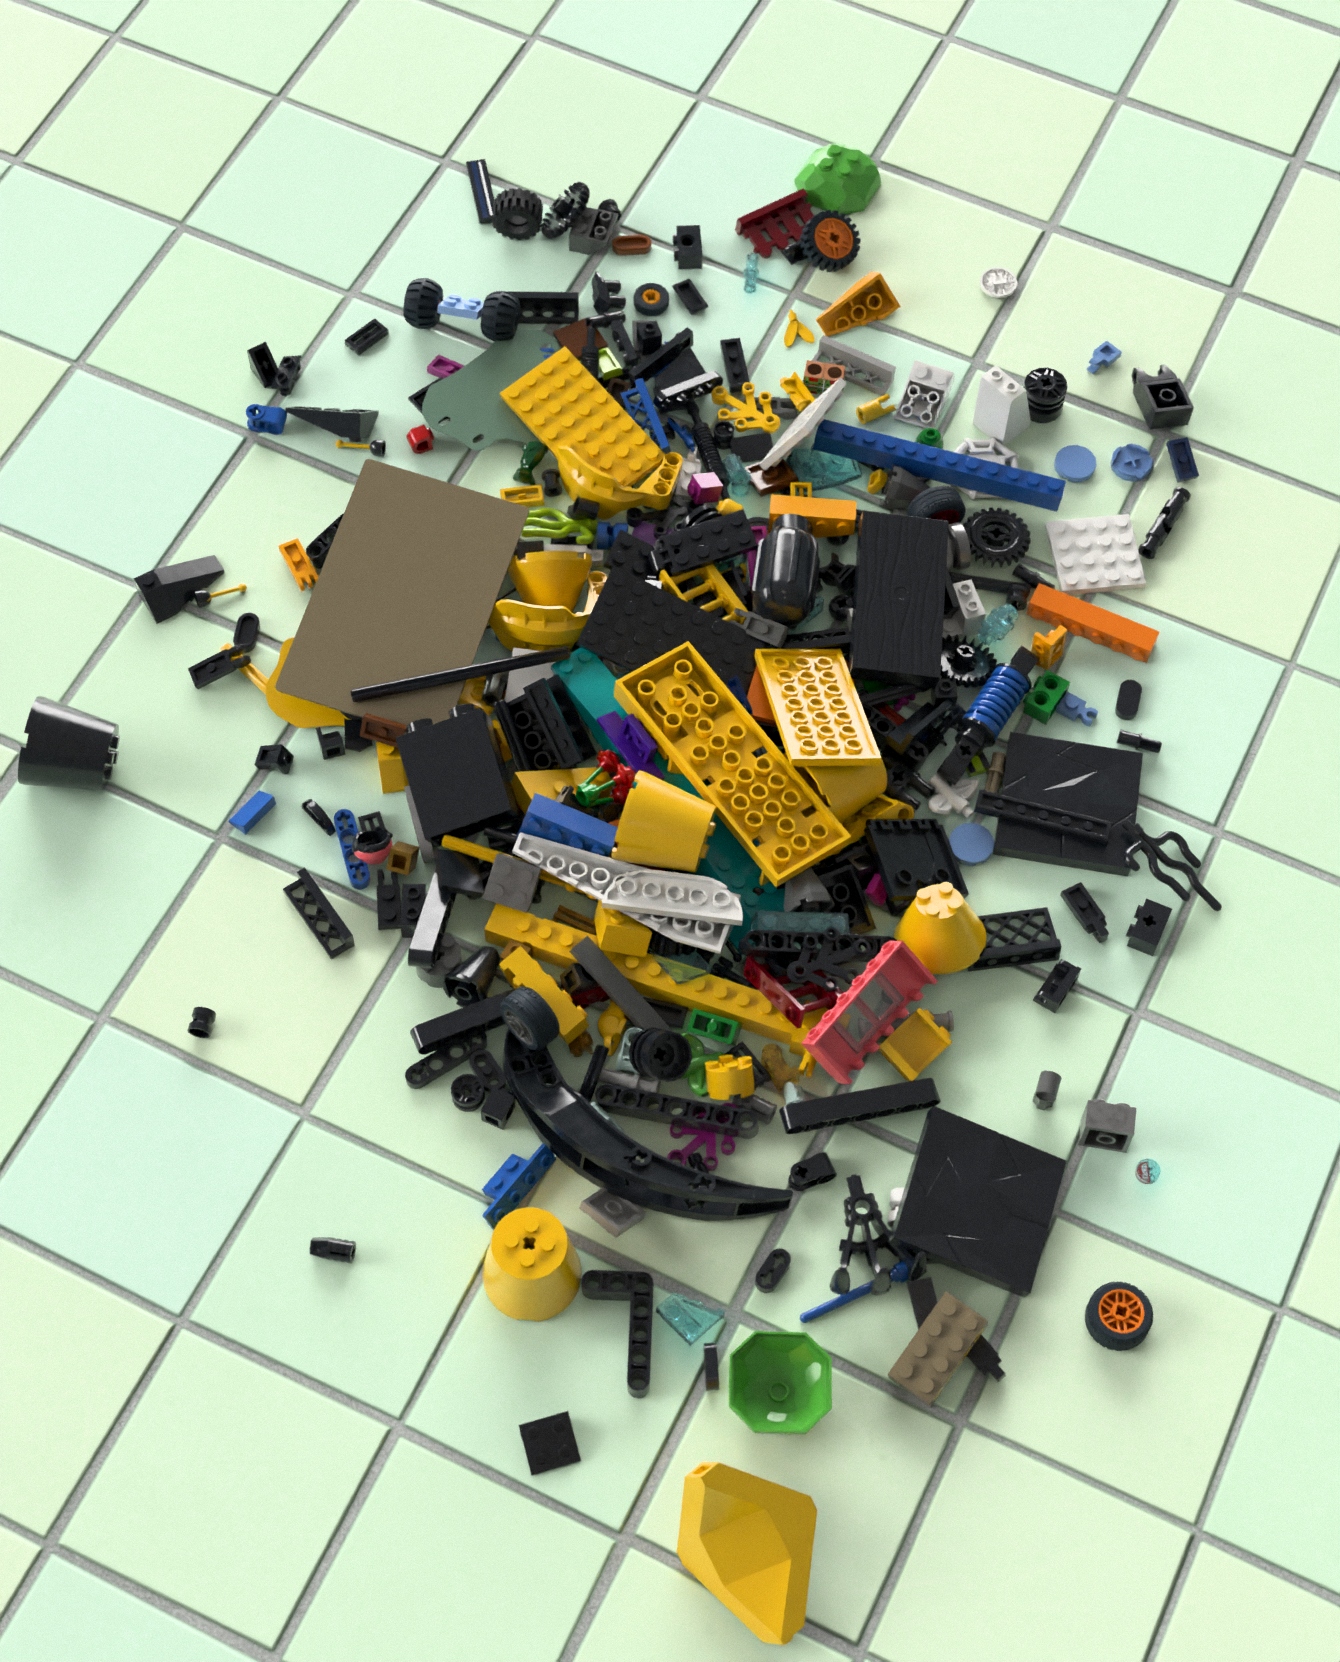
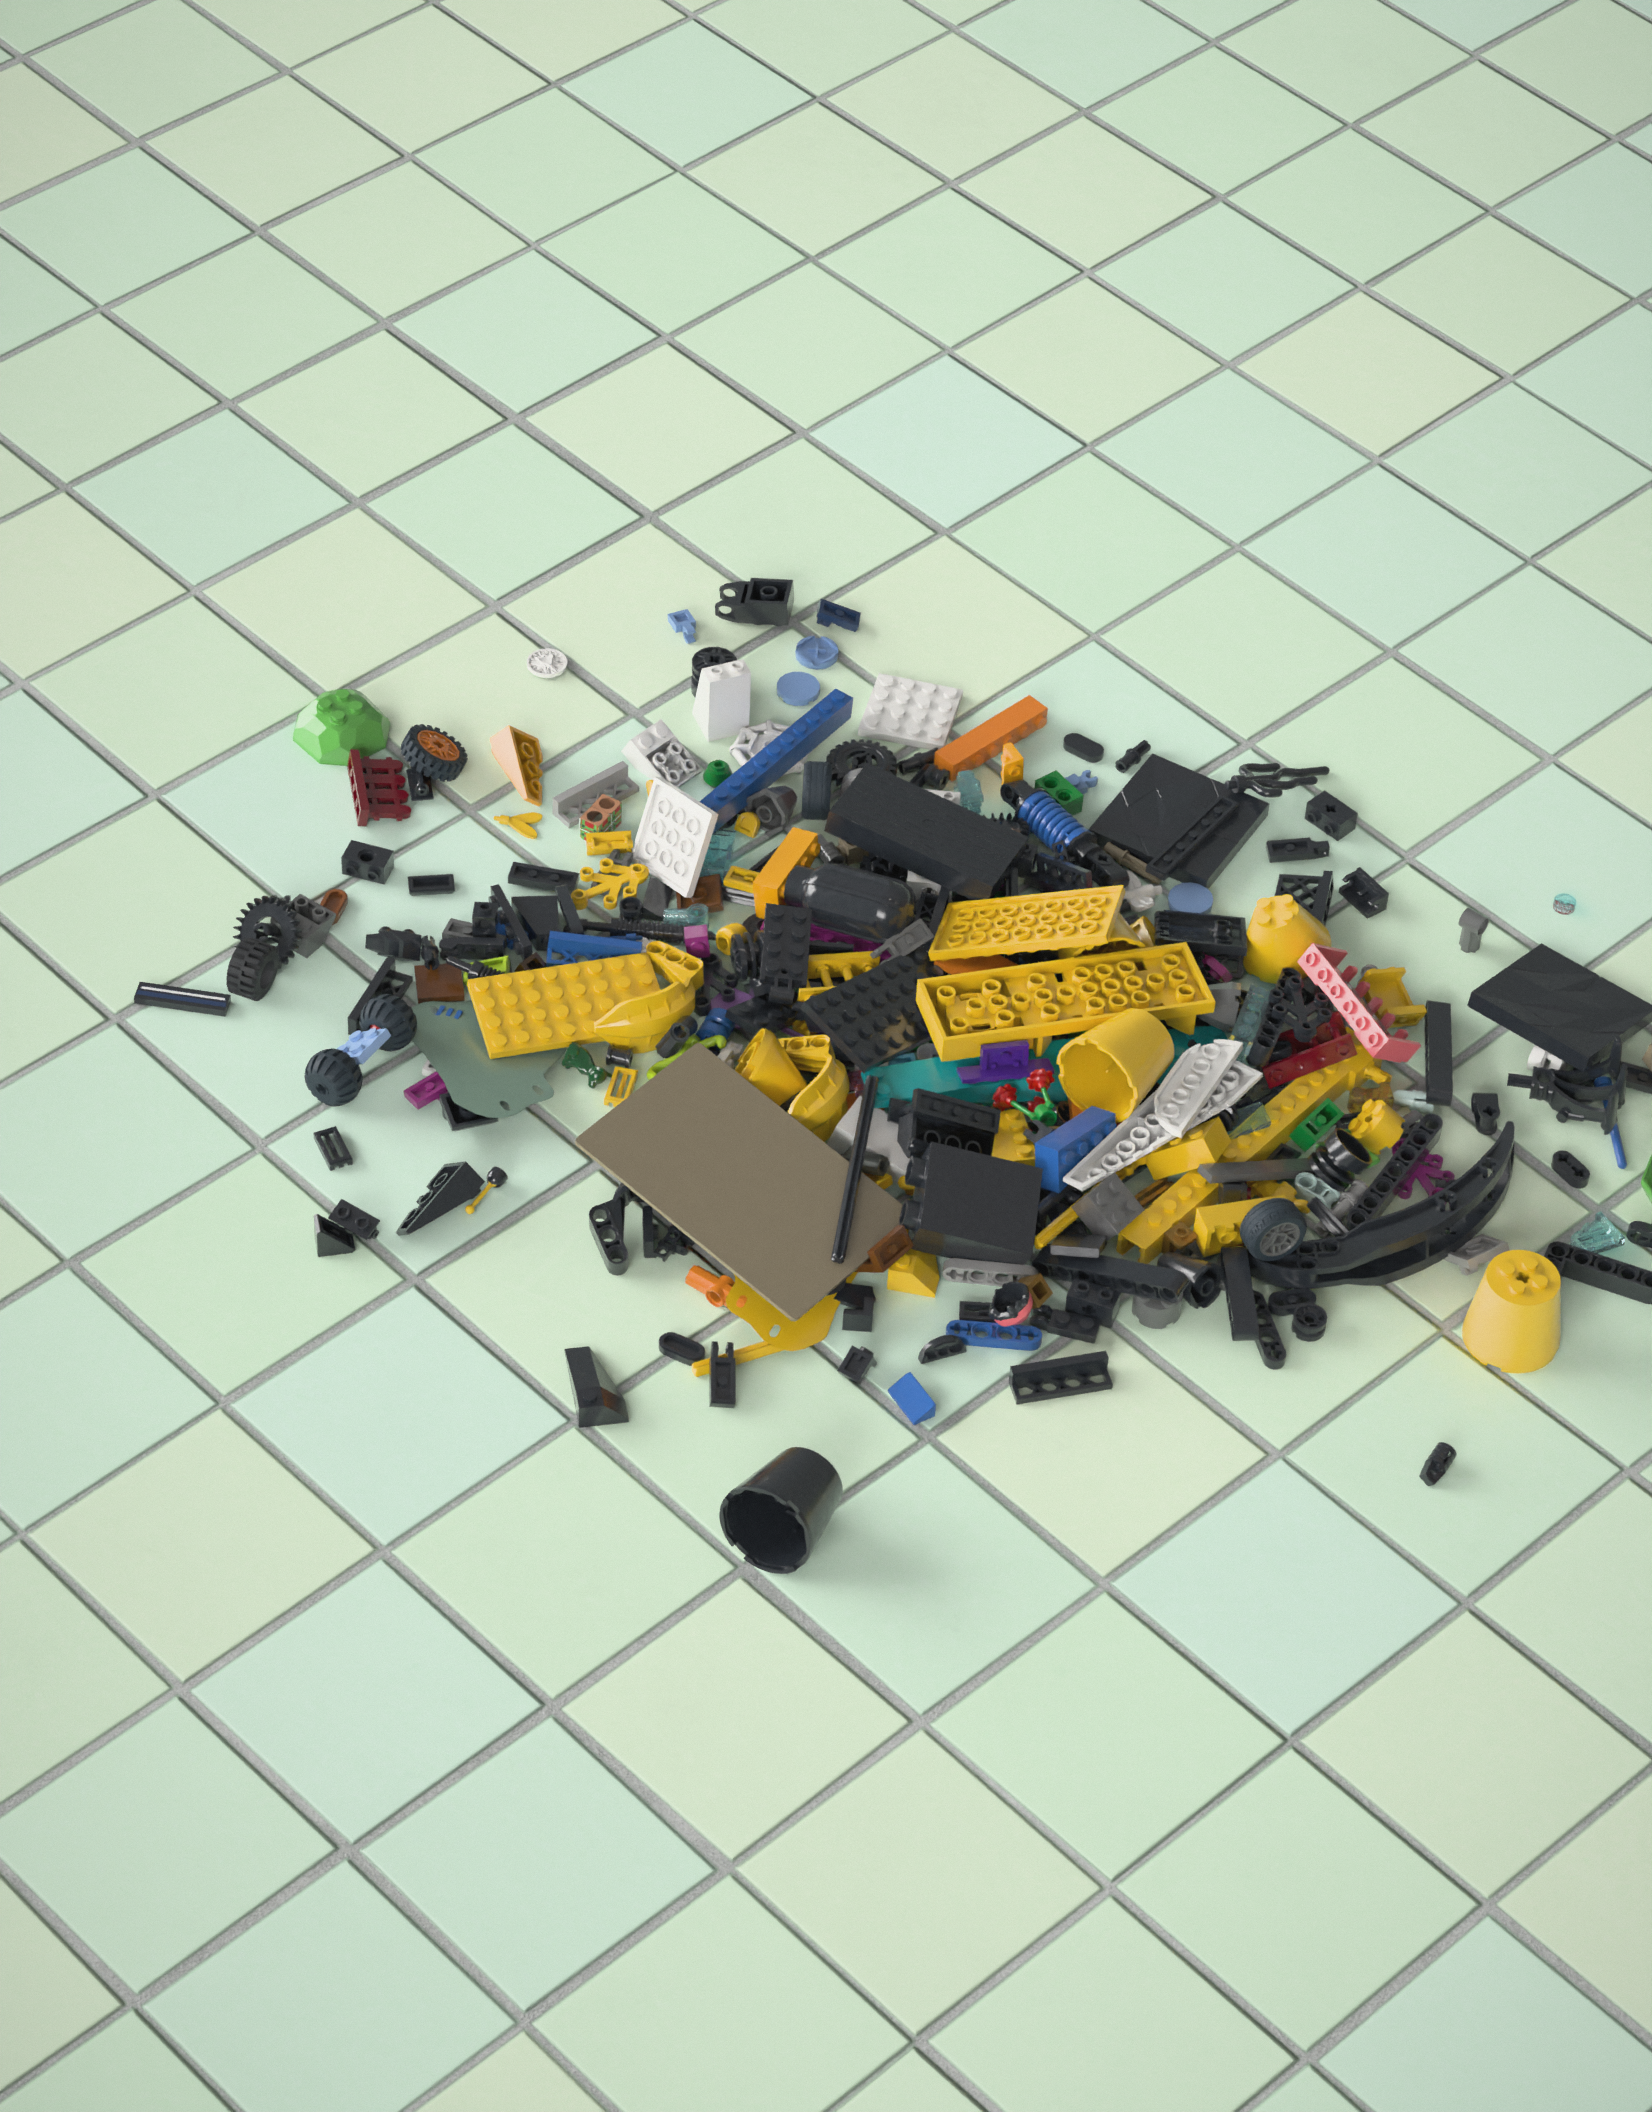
camera: 70 degrees left, 15 degrees down
(201, 1023) = (1149, 1498): black wheel -> none
(203, 597) = (620, 1370): hinge -> none
(267, 420) = (407, 1256): blue piece -> none
(298, 563) = (619, 1281): light orange hinge -> none
(420, 439) = (504, 1139): red plate -> none
(498, 1108) = (1337, 1303): black brick -> none
(514, 1182) = (1414, 1319): blue bracket -> none
(647, 292) = (419, 906): black bush -> none
(751, 272) = (429, 829): clear light blue pin -> none
(1107, 1125) = (1520, 904): flat silver brick -> none
(1164, 522) = (910, 661): black piece -> none

